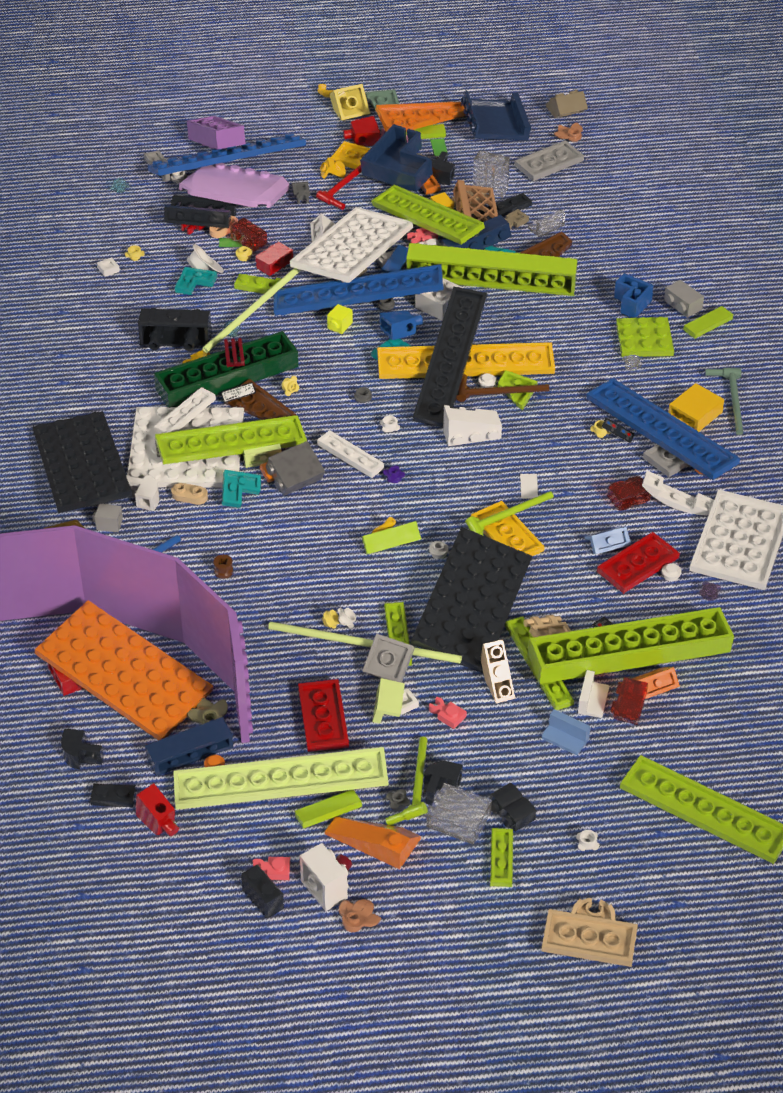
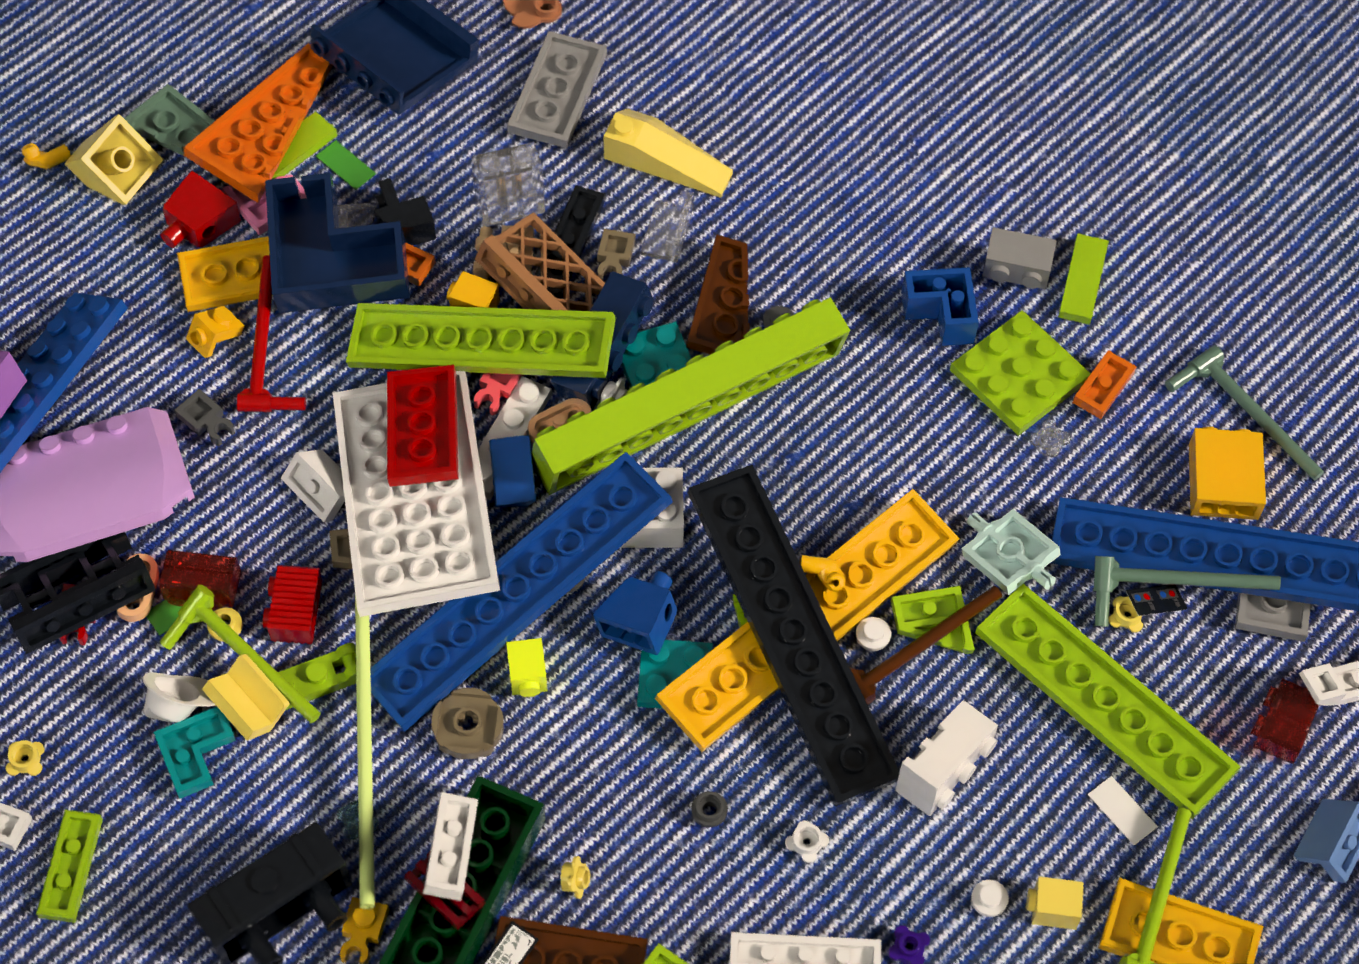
camera: 40 degrees left, 15 degrees up
(118, 290) = (69, 866): none -> lime tile
(227, 275) = (247, 698): none -> light yellow panel
(236, 239) = (199, 609): none -> lime bar
(247, 337) = (450, 846): none -> white plate
(300, 324) = (471, 743): none -> dark tan plate
(374, 224) = (422, 425): none -> red plate
(442, 479) = (989, 898): none -> white plate
(466, 492) = (1056, 903): none -> light yellow brick
(485, 345) = (826, 570): none -> yellow arm
(560, 448) = (1108, 700): none -> lime plate
(569, 198) = (659, 150): none -> light yellow wedge
(571, 382) = (1010, 551): none -> light aqua plate
(604, 407) = (1108, 575): none -> sand green bar
(676, 356) = (1104, 384): none -> orange plate

